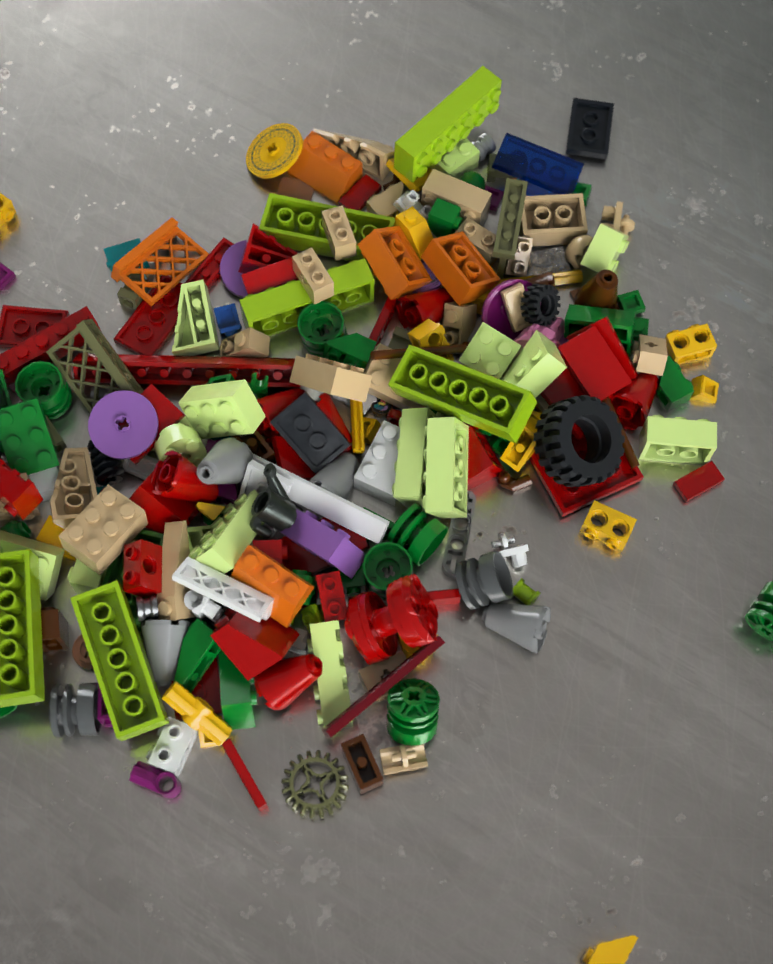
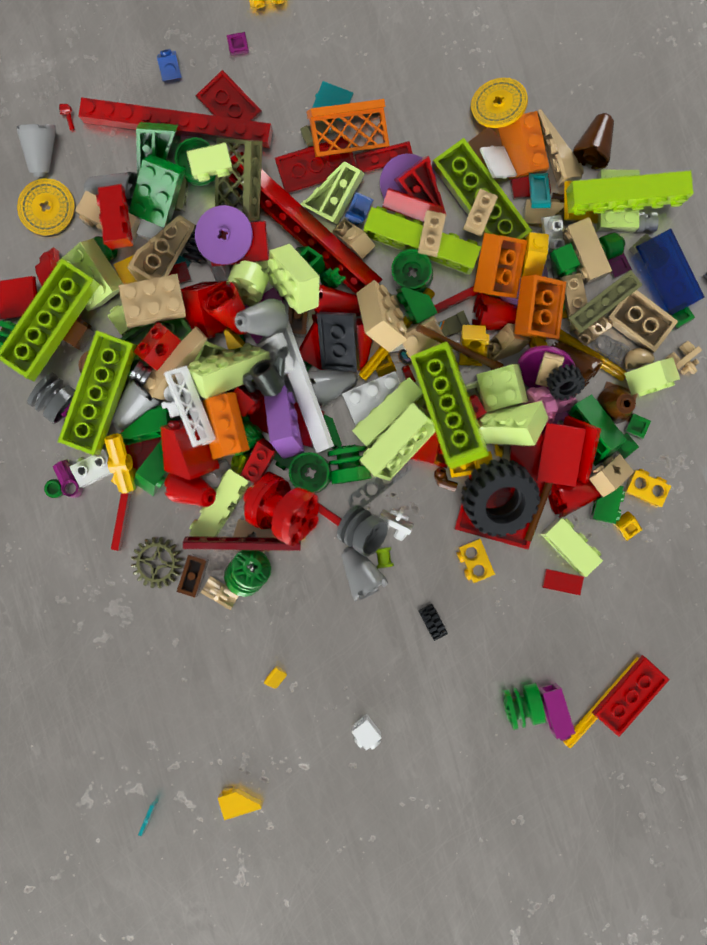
camera: 50 degrees right, 20 degrees up
(58, 366) = (210, 162): none -> yellowish green brick
(148, 803) = (53, 488): none -> green plate
(315, 192) = (498, 162): none -> white piece
(371, 187) = (539, 190): none -> teal tile
(383, 120) = (596, 143): none -> reddish brown cone
(528, 796) = (275, 677): none -> yellow slope
(624, 609) = (433, 622): none -> black tyre
(664, 766) = (366, 733): none -> white brick

